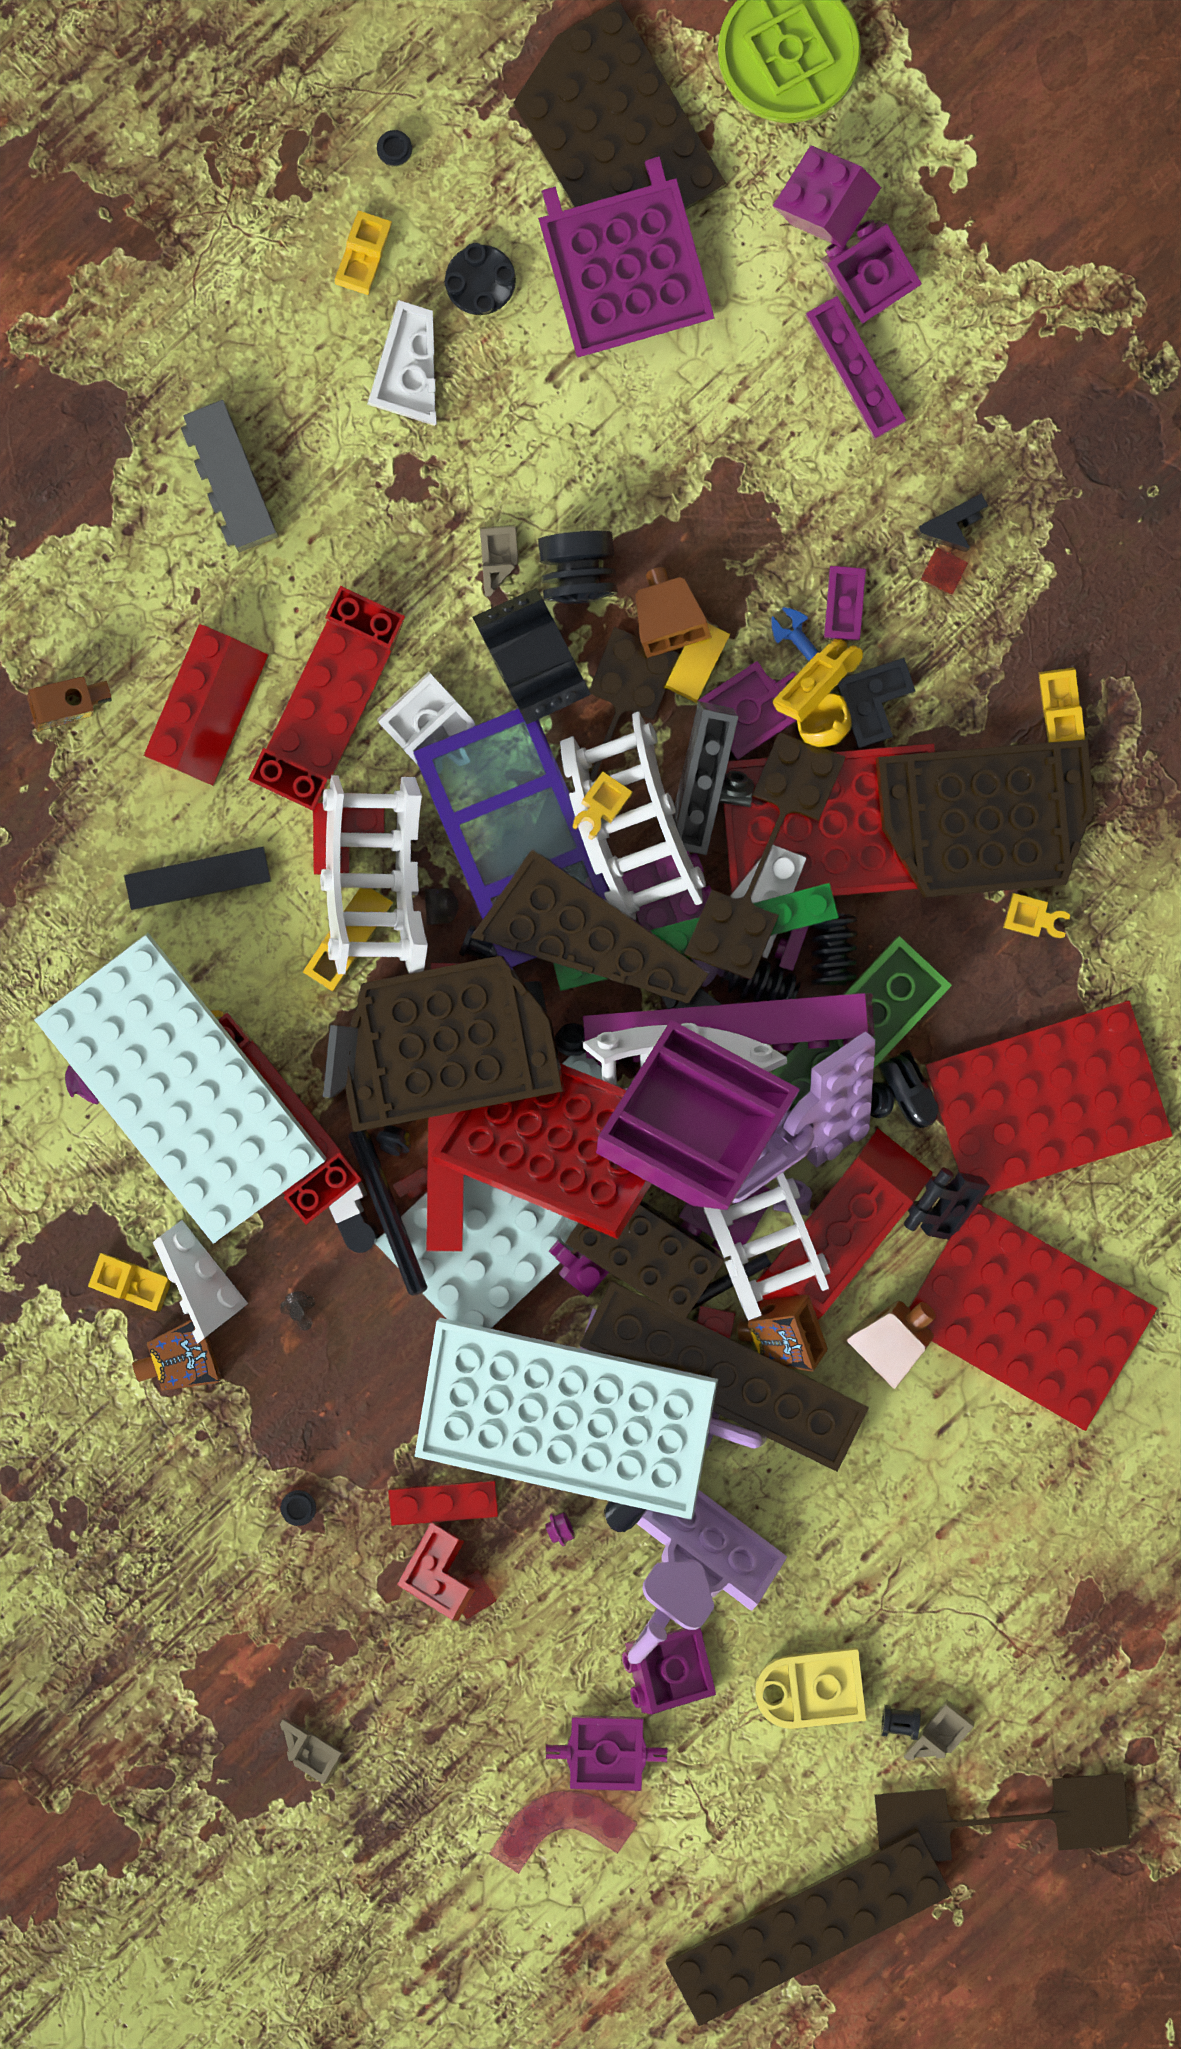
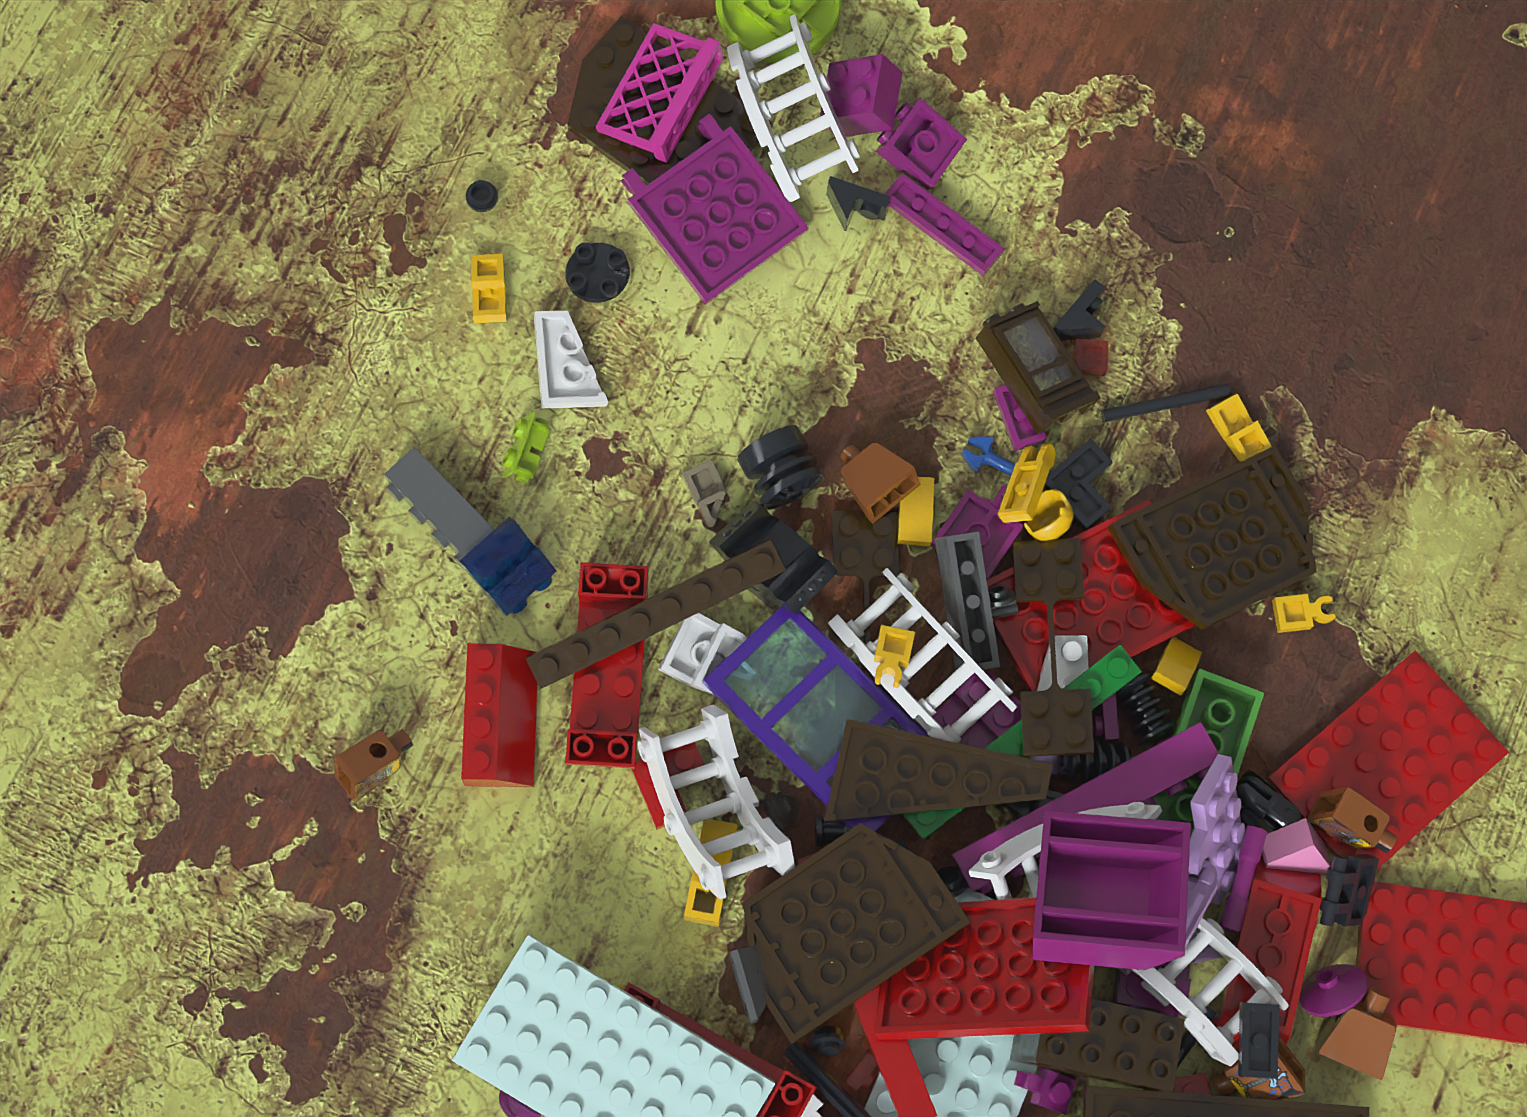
camera: 25 degrees left, 15 degrees down
(197, 878) = (551, 874): black tile -> none
(269, 561) = (508, 567): none -> clear blue plate
(325, 448) = (528, 435): none -> lime hinge
(393, 668) = (656, 613): none -> dark brown plate
(647, 121) = (683, 104): none -> dark pink fence
(712, 177) = (761, 111): none -> white fence
(770, 301) = (848, 197): none -> black slope
(783, 1308) = (1258, 1040): none -> black plate
(832, 1170) = (1237, 899): none -> magenta piece
(881, 560) = (1035, 366): none -> dark brown door
(884, 921) = (1176, 665): none -> yellow slope
(888, 1289) = (1333, 990): none -> magenta dish
(916, 1144) = (1296, 849): none -> bright pink slope
(972, 1133) = (1352, 820): none -> dark orange torso
(1000, 648) = (1166, 402): none -> black bar

